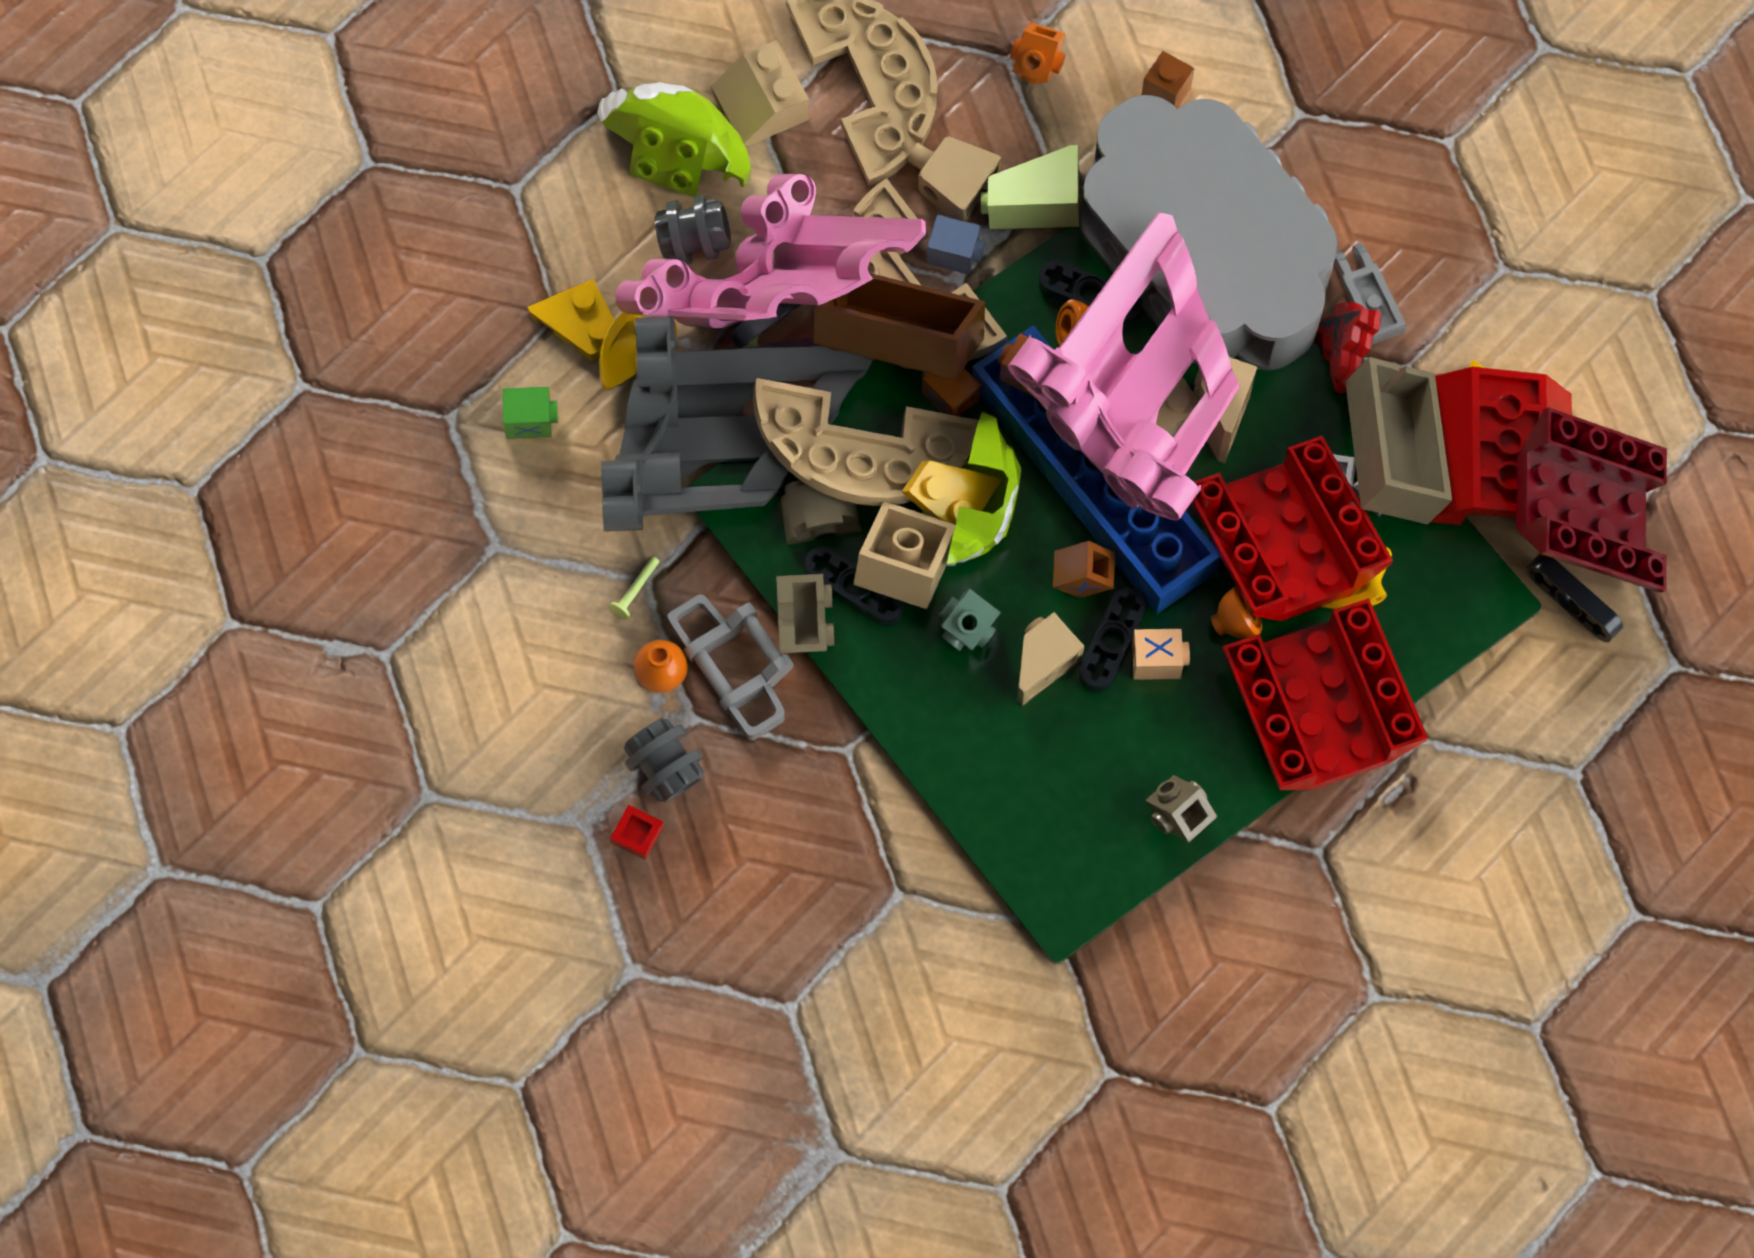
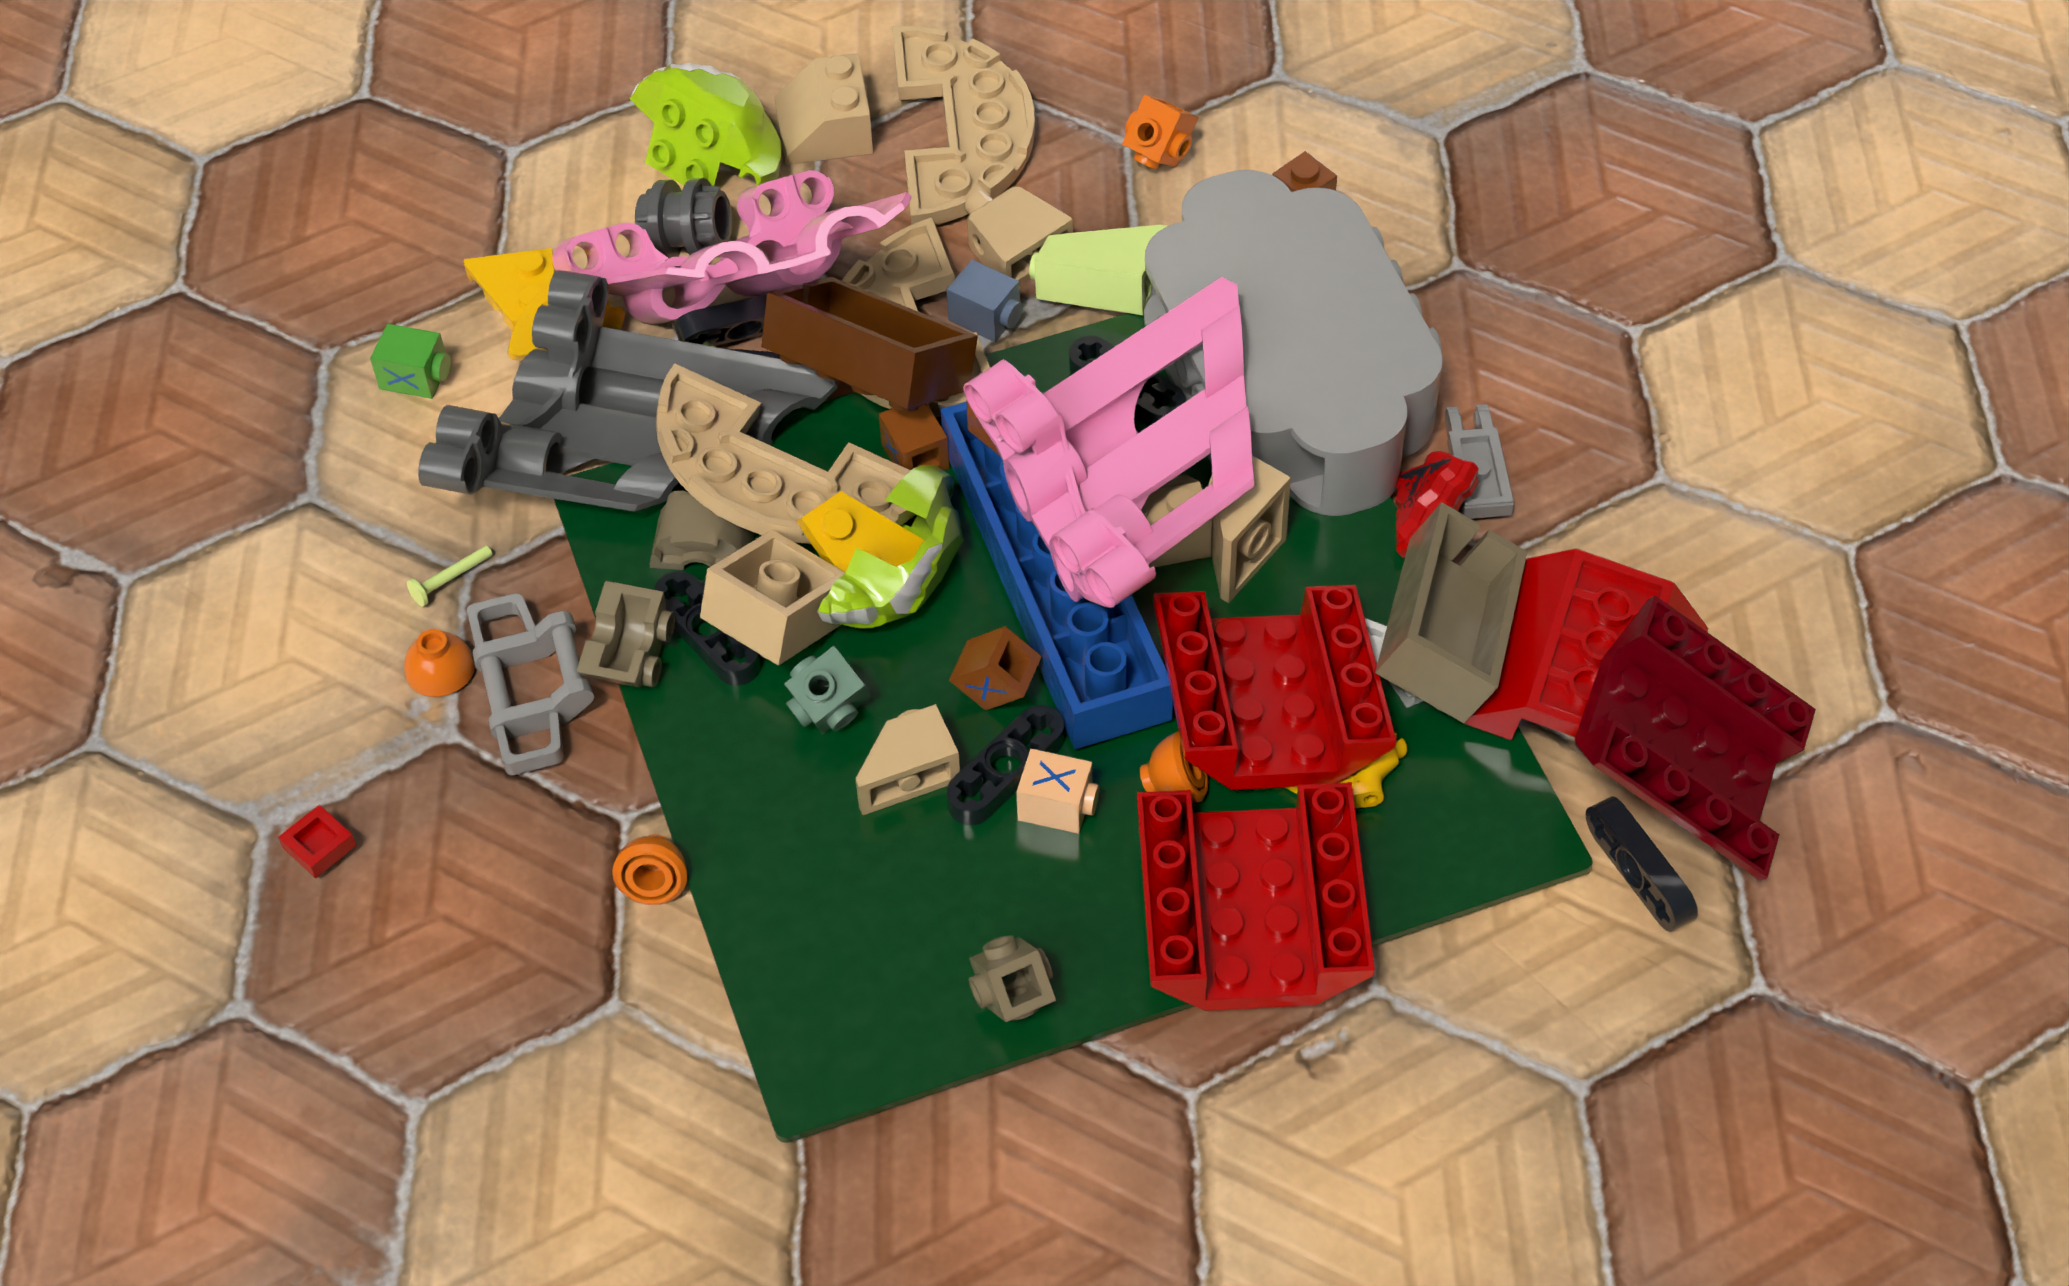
camera: 20 degrees right, 15 degrees down
(664, 760) = (384, 762): dark grey piece -> none
(889, 788) = (650, 870): none -> orange brick

